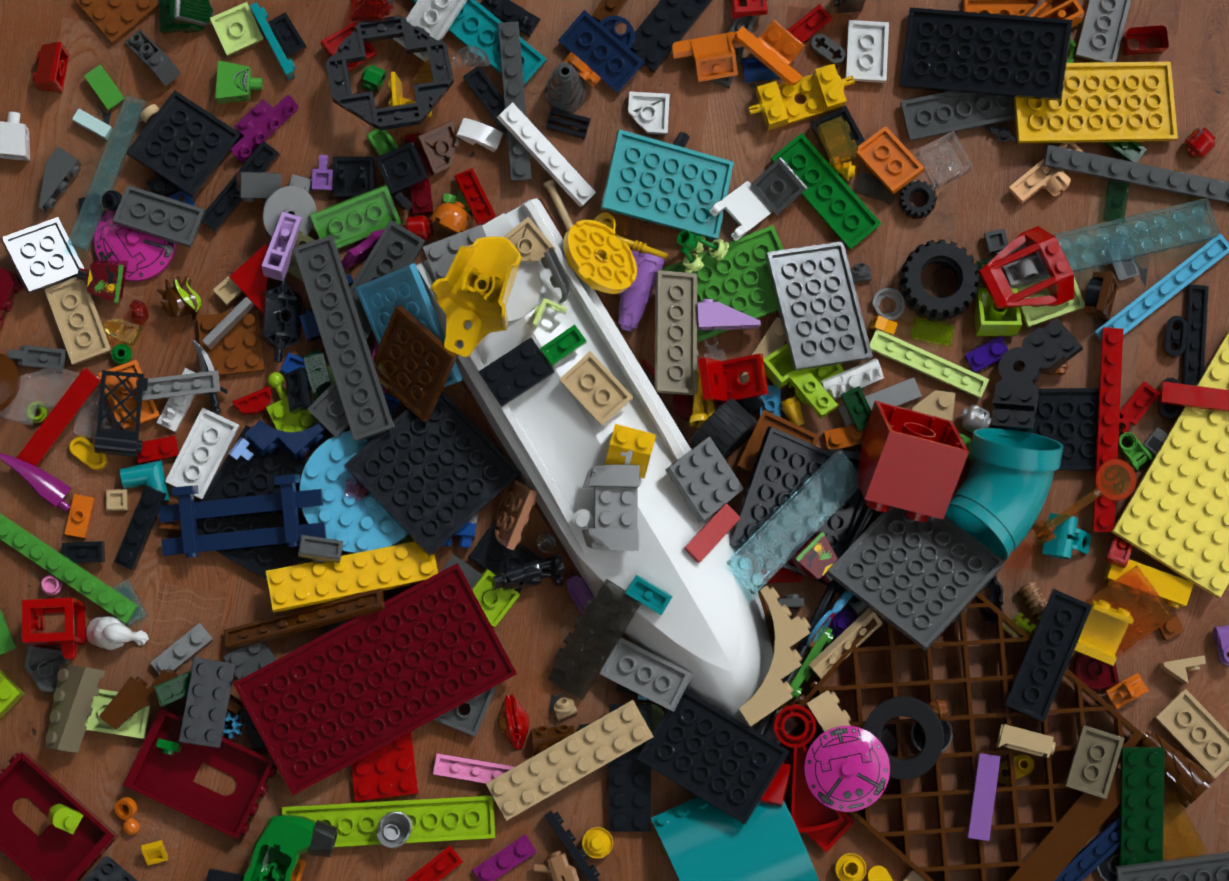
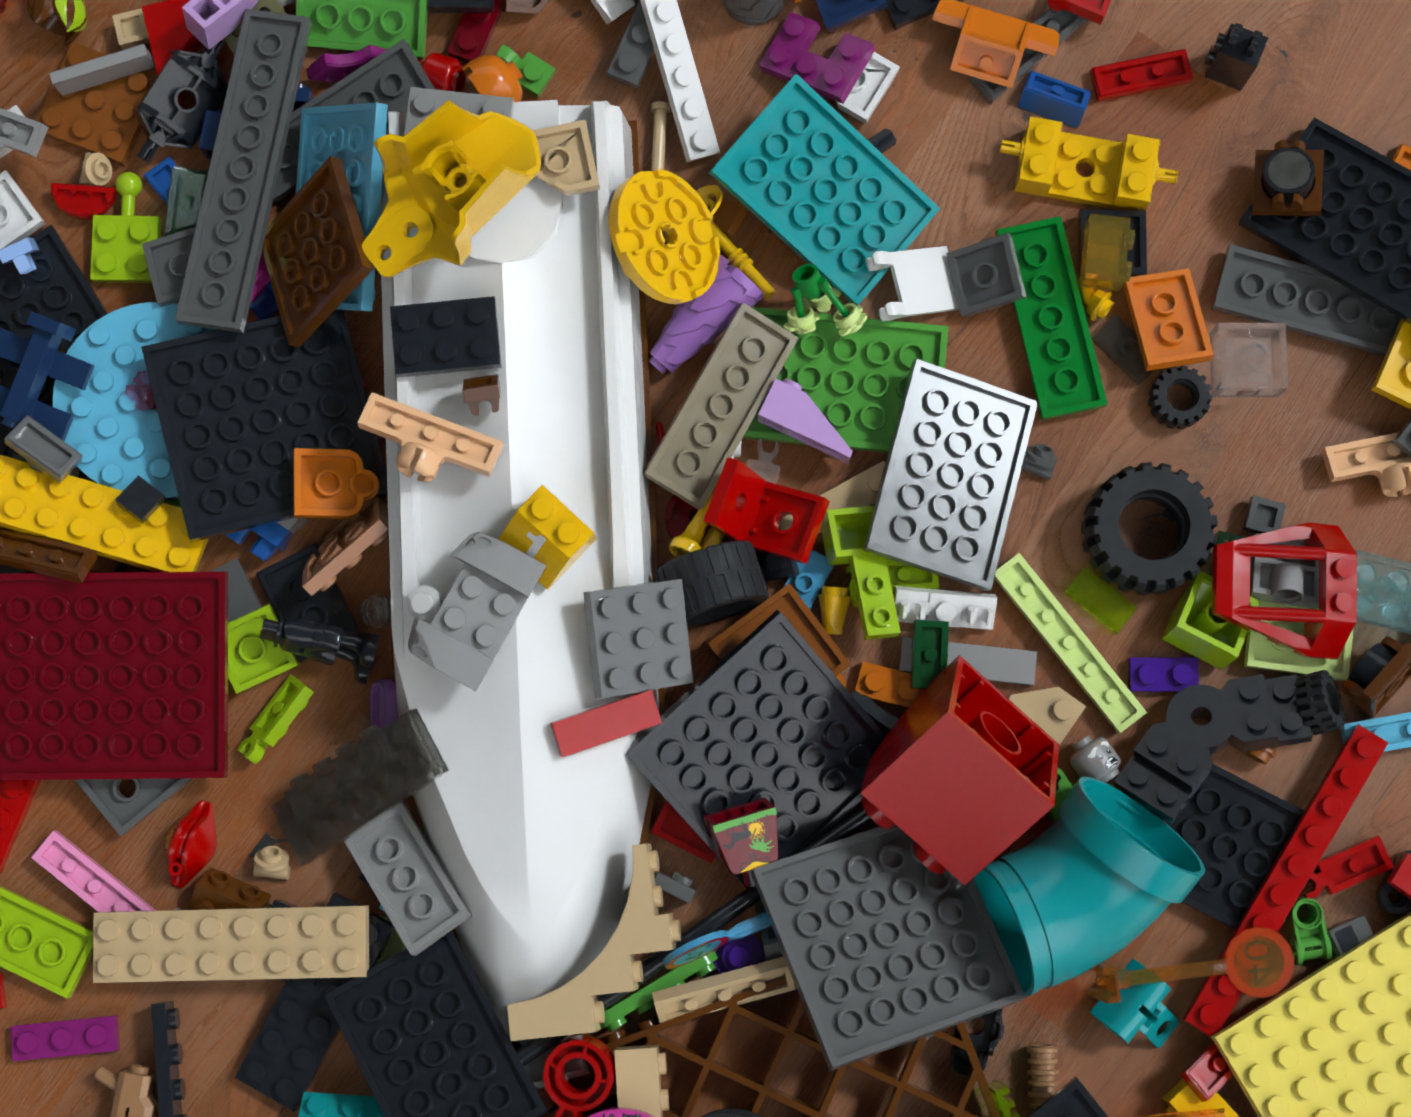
camera: 35 degrees right, 0 degrees up
(206, 365) = (43, 114): piece -> none
(251, 381) = (95, 170): none -> tan plate
(295, 444) = (101, 285): dark blue arch -> none
(297, 390) = (146, 207): black tile -> none
(388, 548) = (140, 499): none -> black tile
(402, 201) = (439, 24): black tile -> none
(475, 197) = (542, 65): red tile -> none
(488, 485) = (330, 483): none -> orange plate
(524, 629) = (276, 718): none -> lime plate
(538, 431) = (428, 439): none -> light nougat plate
(539, 311) = (528, 264): yellowish green bracket -> none
(552, 390) = (482, 389): none -> reddish brown tile
(558, 278) = (579, 232): dark grey piece -> none
(563, 345) = (534, 332): green plate -> none
(569, 123) = (753, 38): black tile -> none
(596, 388) = (547, 420): tan plate -> none
(597, 842) = (209, 1085): yellow plate -> none
(607, 121) = (827, 77): none -> magenta plate
(649, 594) = (462, 765): teal plate -> none
(774, 49) = (1085, 78): orange plate -> none
(795, 522) = (742, 772): clear light blue plate -> none
(830, 45) = (1168, 116): dark grey beam -> none
(867, 51) = (1219, 149): white plate -> none
(883, 325) = (1033, 553): light orange piece -> none
(894, 295) = (1069, 514): light grey piece -> none
(914, 50) = (1287, 179): none -> piece
(1003, 134) = (1356, 367): black piece -> none
(1076, 326) = (1319, 702): none -> black tyre

